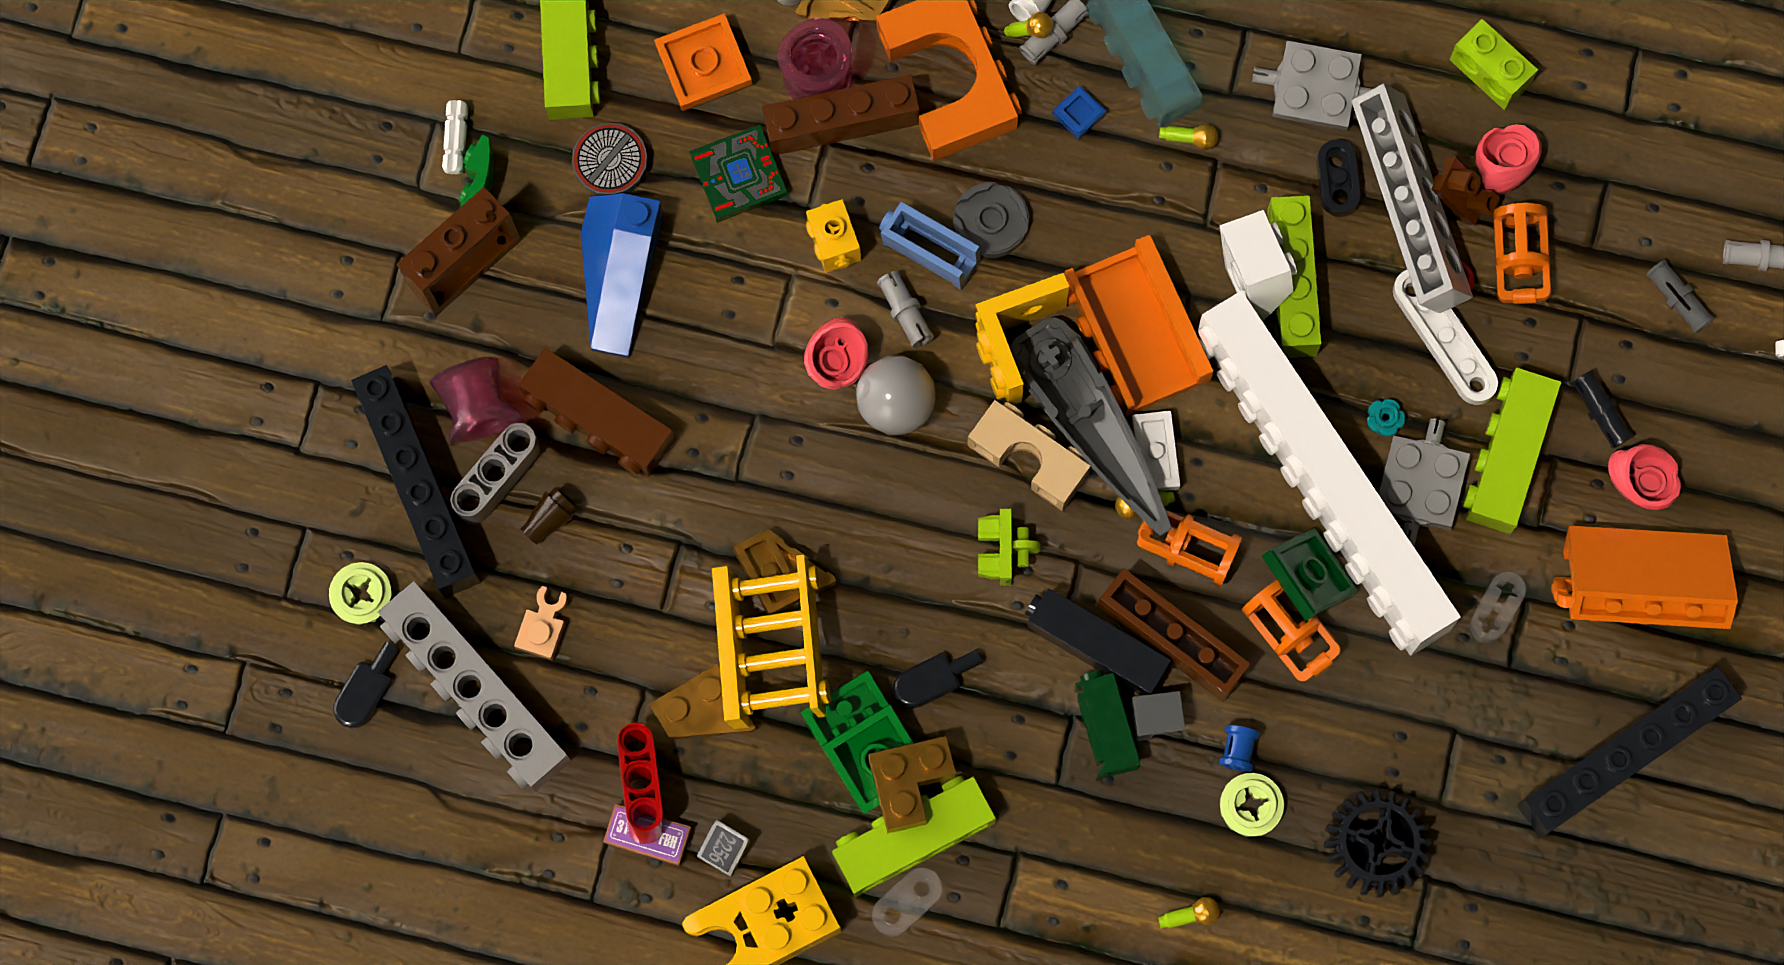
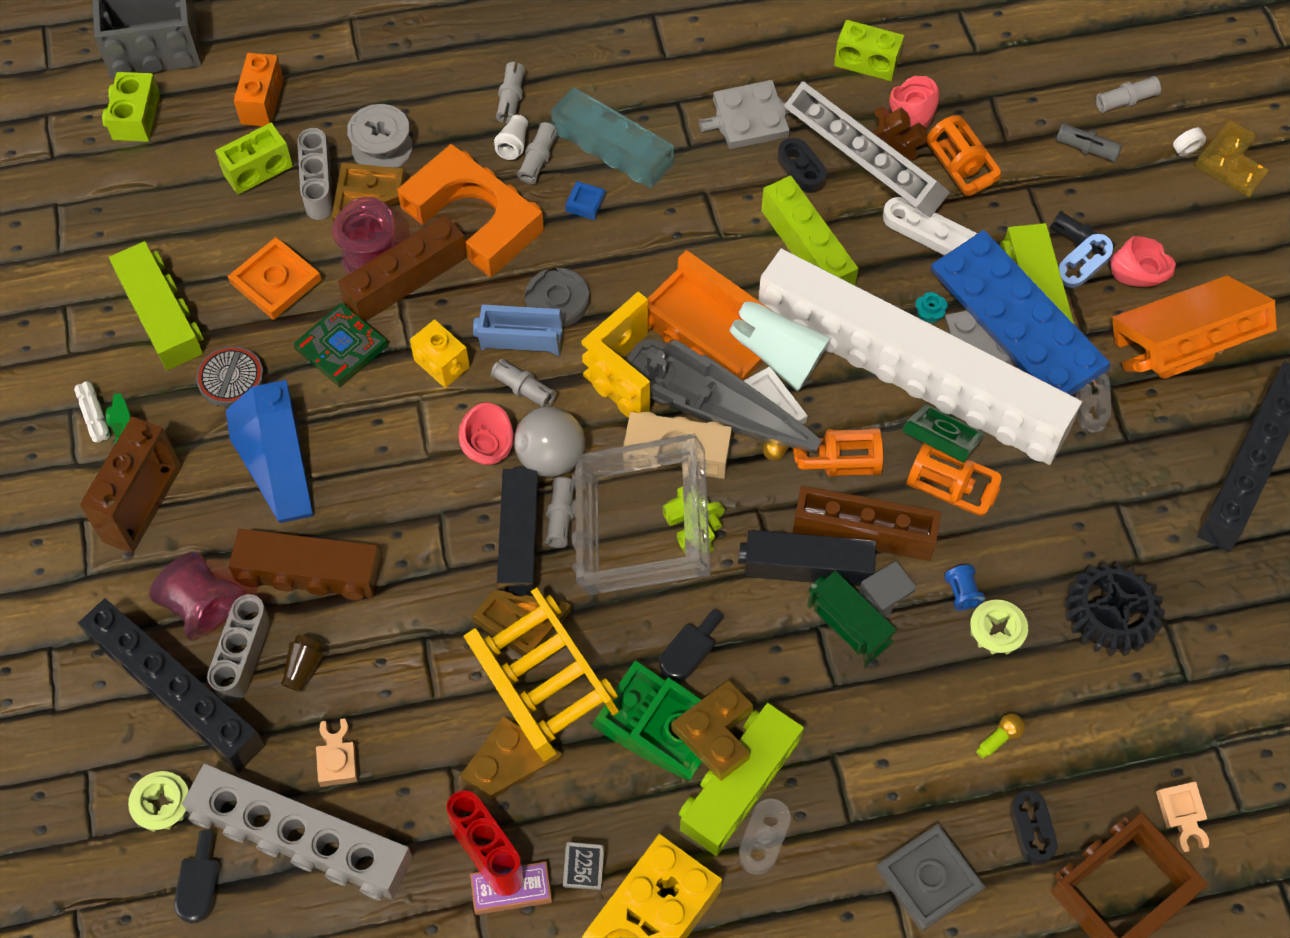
camera: 30 degrees left, 15 degrees down
(821, 476) = (518, 531): none -> black brick
(874, 473) = (560, 512): none -> light grey pin
(1001, 543) = (633, 458): none -> clear window
(1038, 25) = (525, 148): pearl gold piece -> none
(1193, 396) = (781, 343): none -> light aqua piece
(1202, 137) = (687, 178): piece -> none
(1257, 261) = (777, 224): white slope -> none
(1463, 480) = (1019, 315): none -> blue plate
(1580, 434) = (1080, 255): none -> light blue beam

